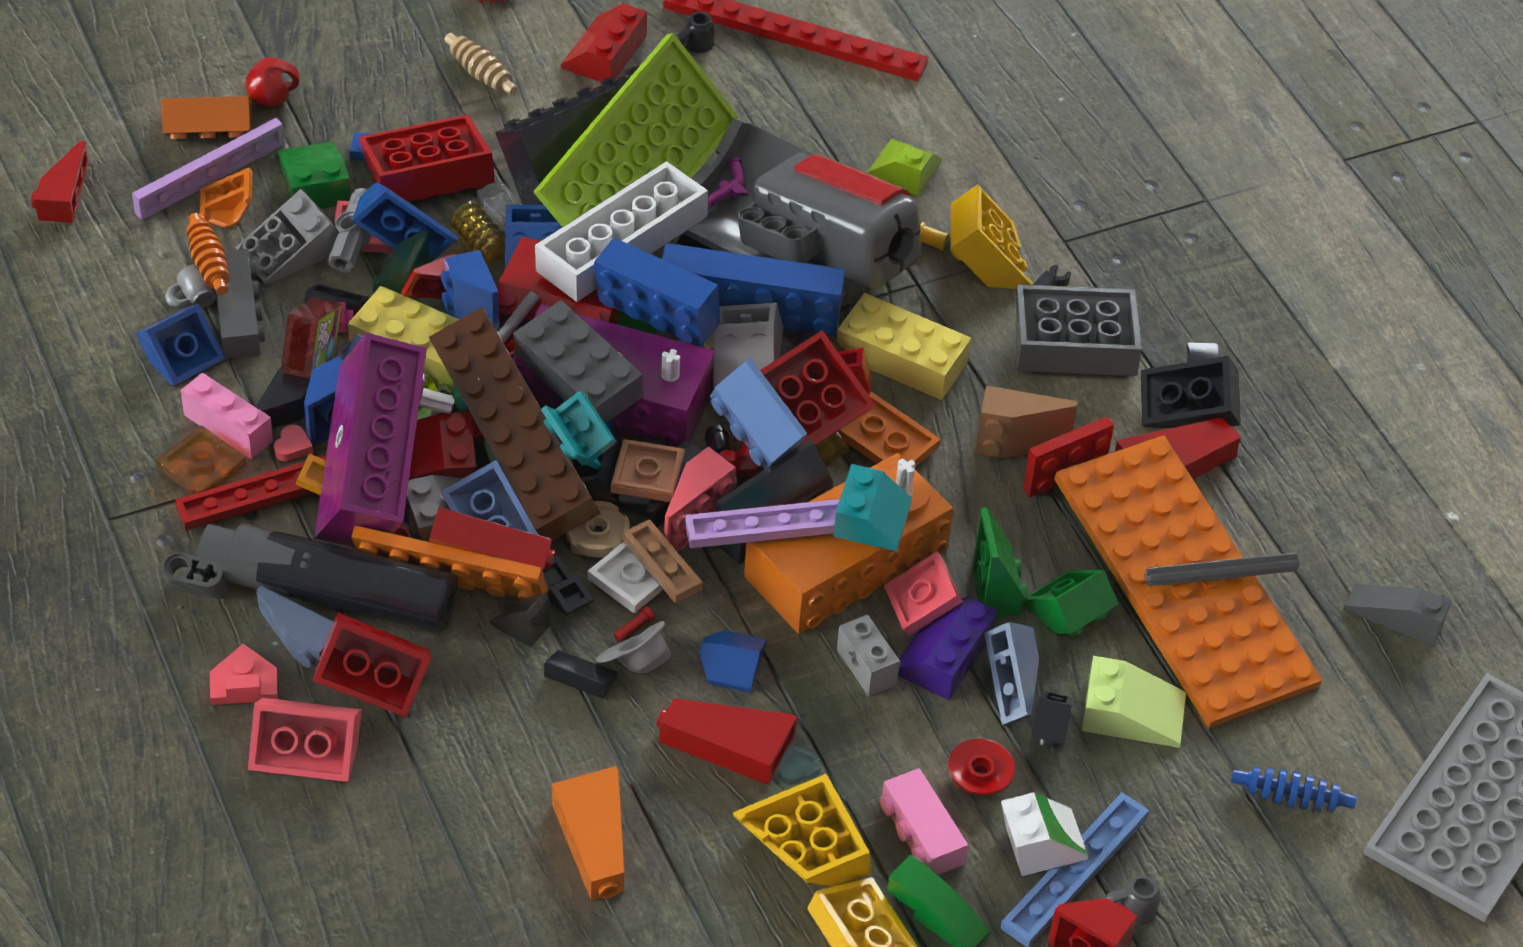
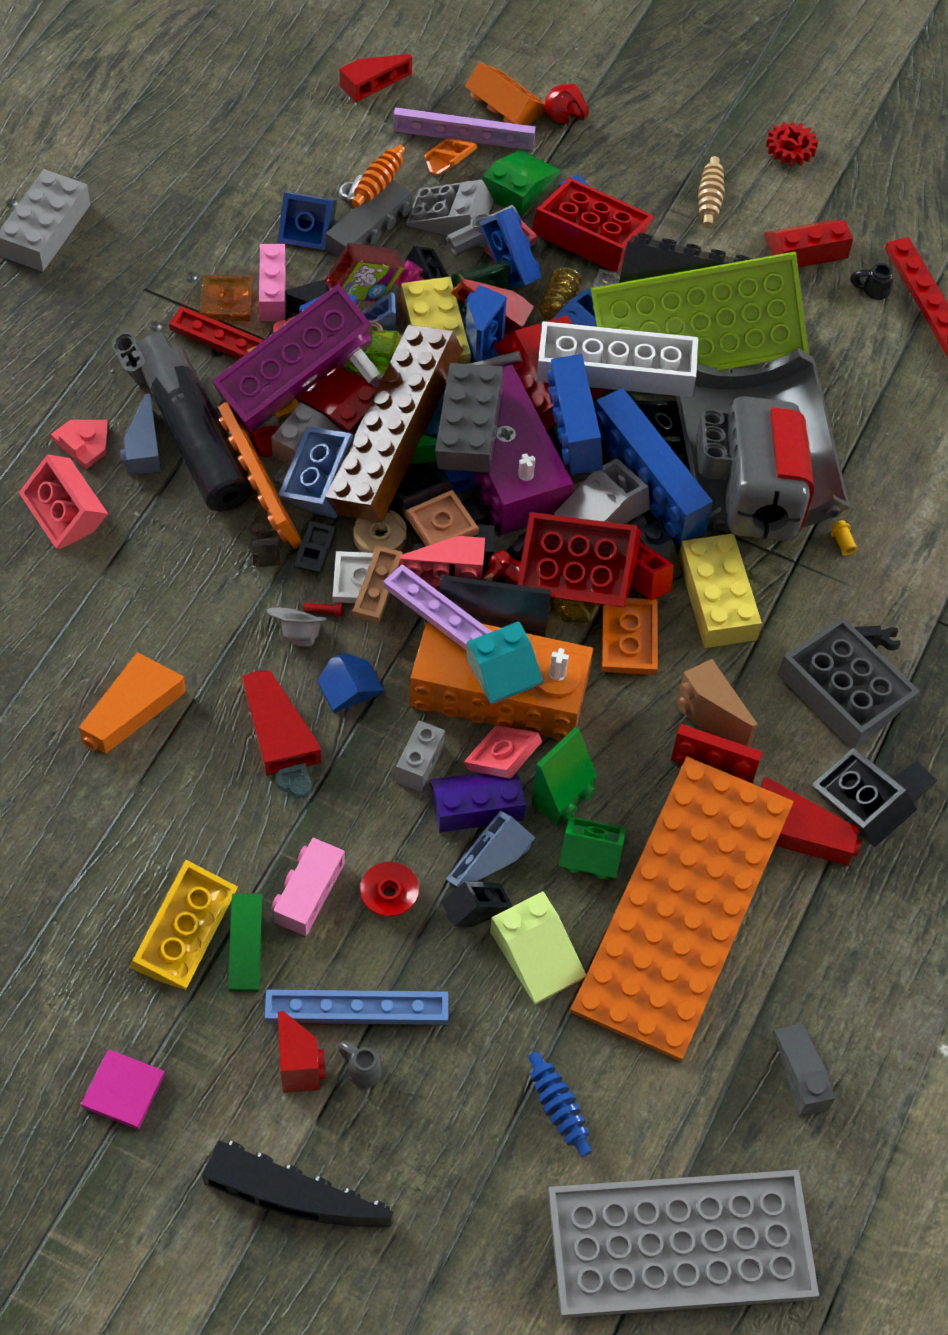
camera: 50 degrees right, 10 degrees up
(372, 665) = (143, 492): red slope -> none
(490, 539) = (284, 478): red slope -> none
(579, 429) = (408, 456): teal bracket -> none
(579, 673) = (254, 606): black slope -> none
(733, 188) = (751, 391): magenta piece -> none
(757, 414) = (526, 542): medium blue slope -> none
(810, 833) = (232, 825): yellow wedge -> none
(905, 166) = (897, 480): lime slope -> none
(987, 240) = (874, 573): yellow wedge -> none
(1042, 833) = (359, 963): white slope -> none
(1221, 569) = (705, 922): dark grey axle -> none

